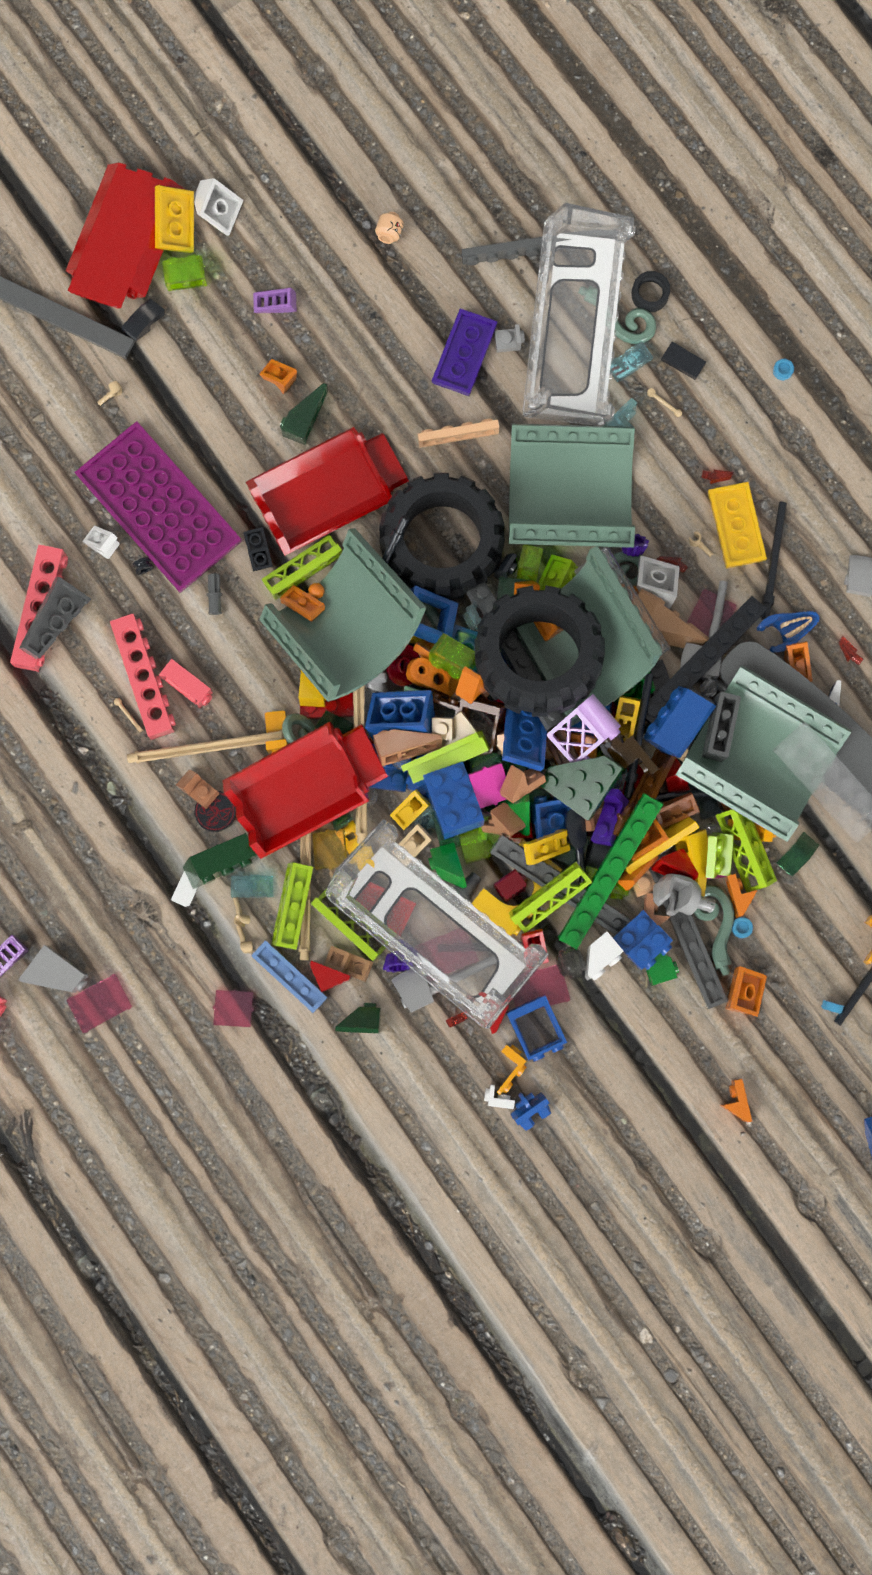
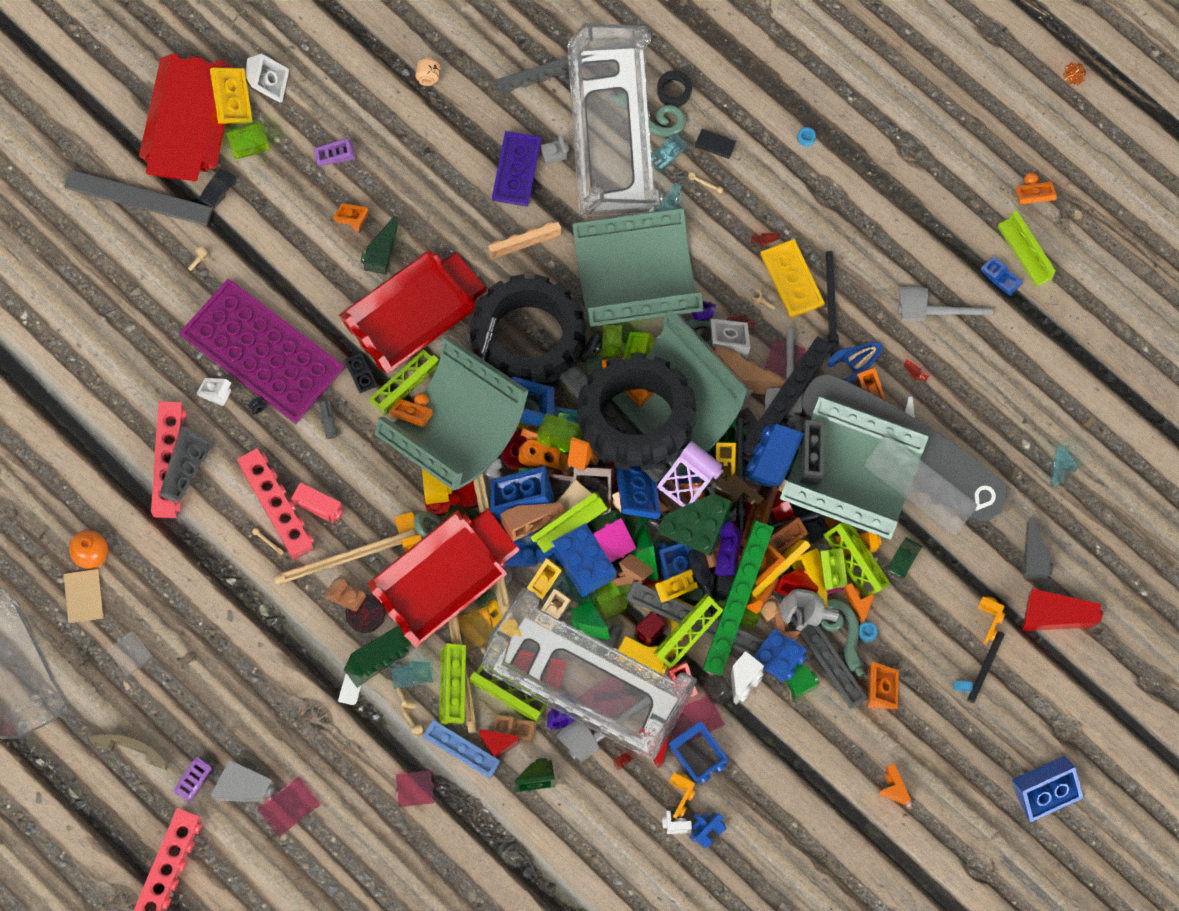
camera: 15 degrees left, 10 degrees down
(443, 726) = (563, 496): tan plate -> none
(472, 618) = (570, 399): clear light blue slope -> none
(520, 783) = (641, 532): nougat slope -> none
(621, 819) = (739, 548): reddish brown helmet -> none

